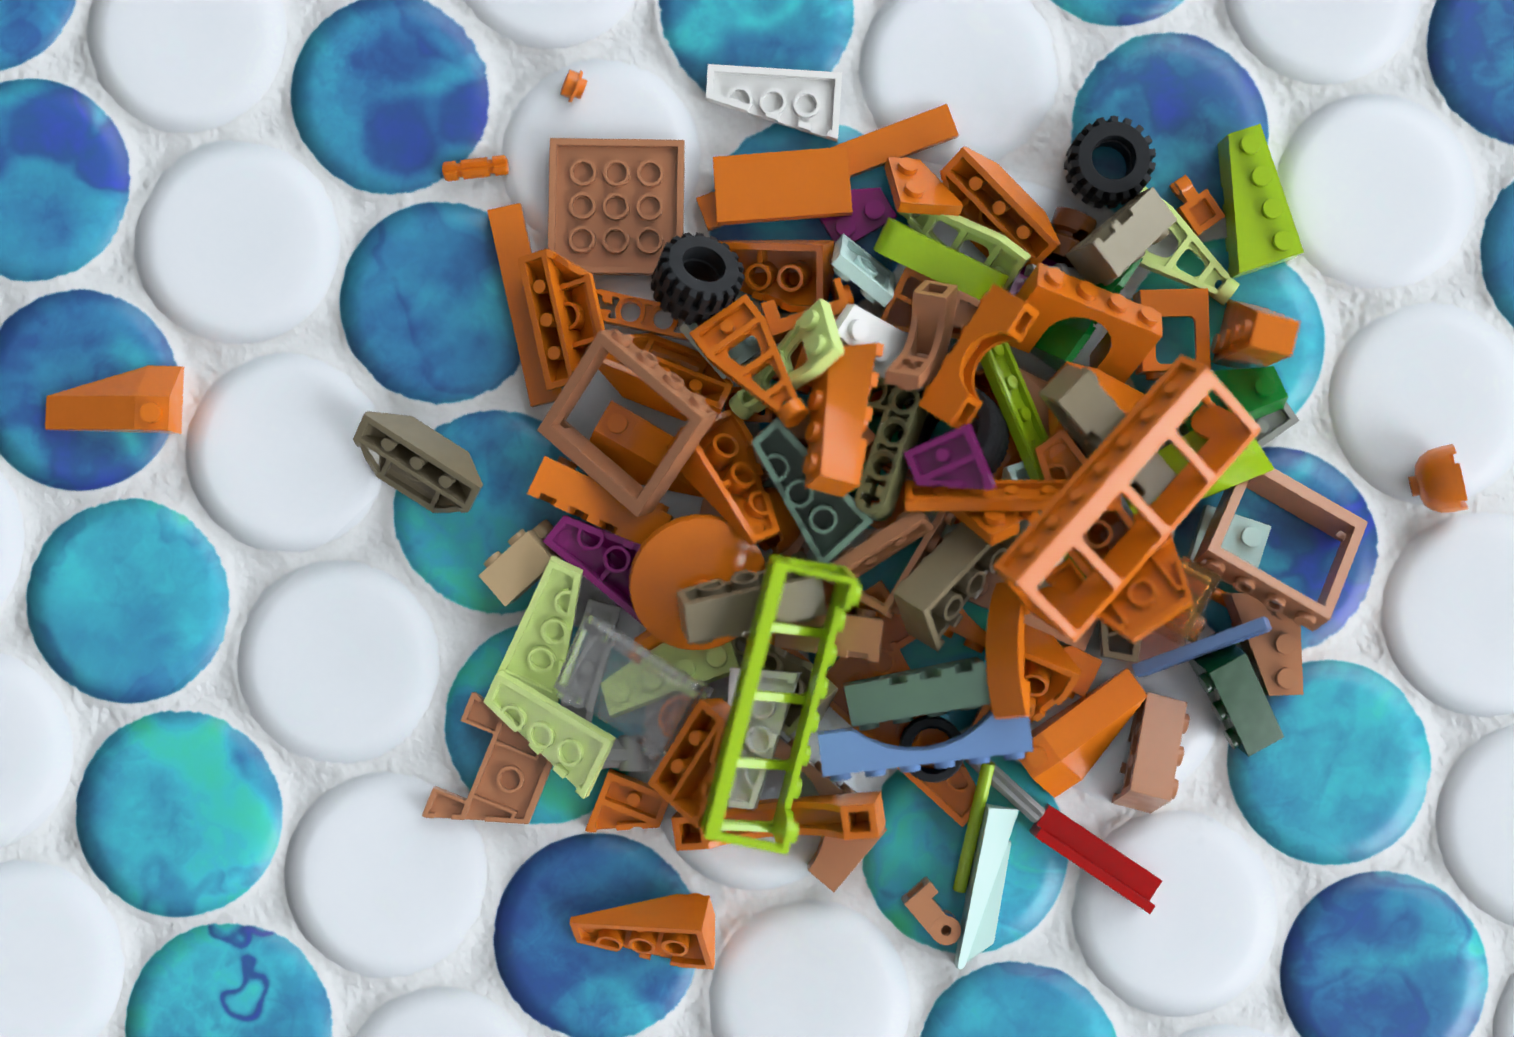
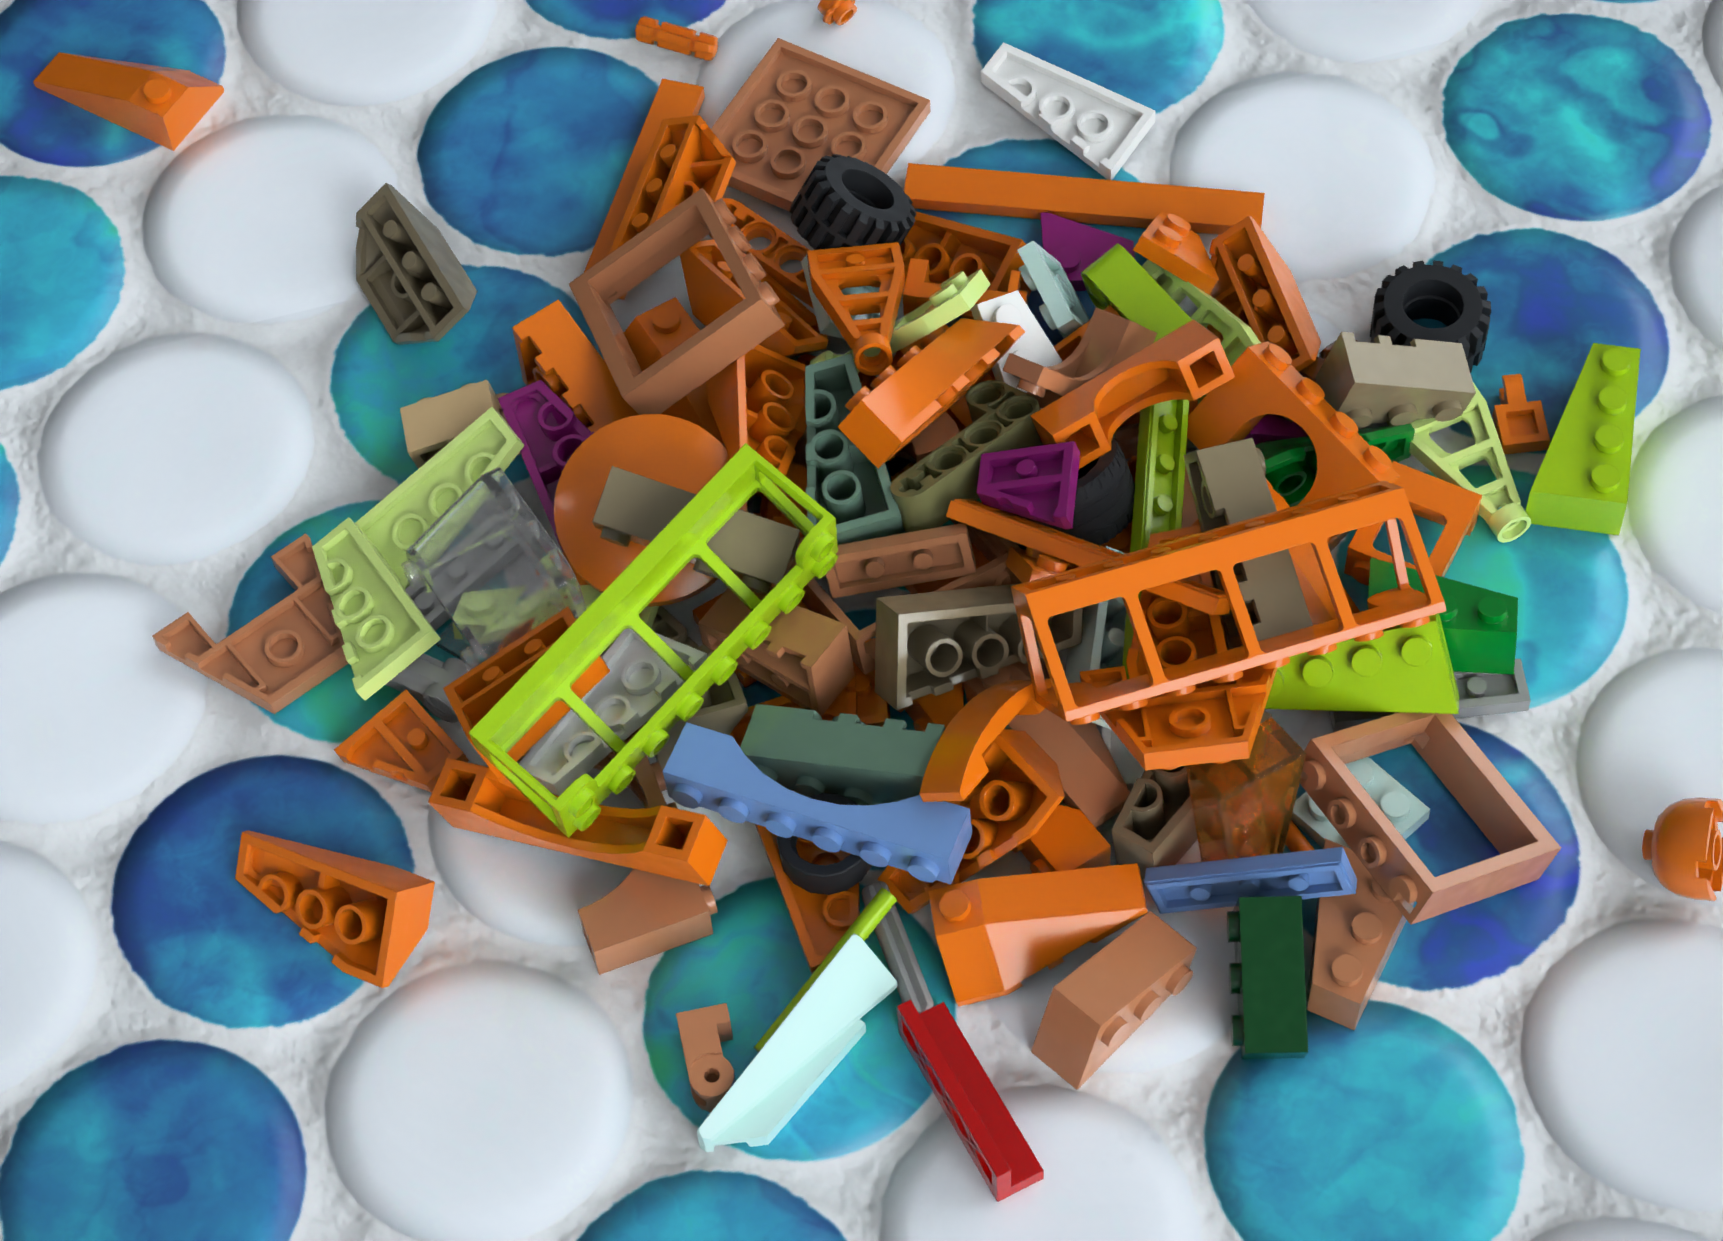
camera: 35 degrees right, 30 degrees down
(782, 186) = (1016, 186): orange tile -> none
(1253, 336) = (1509, 538): orange wedge -> none

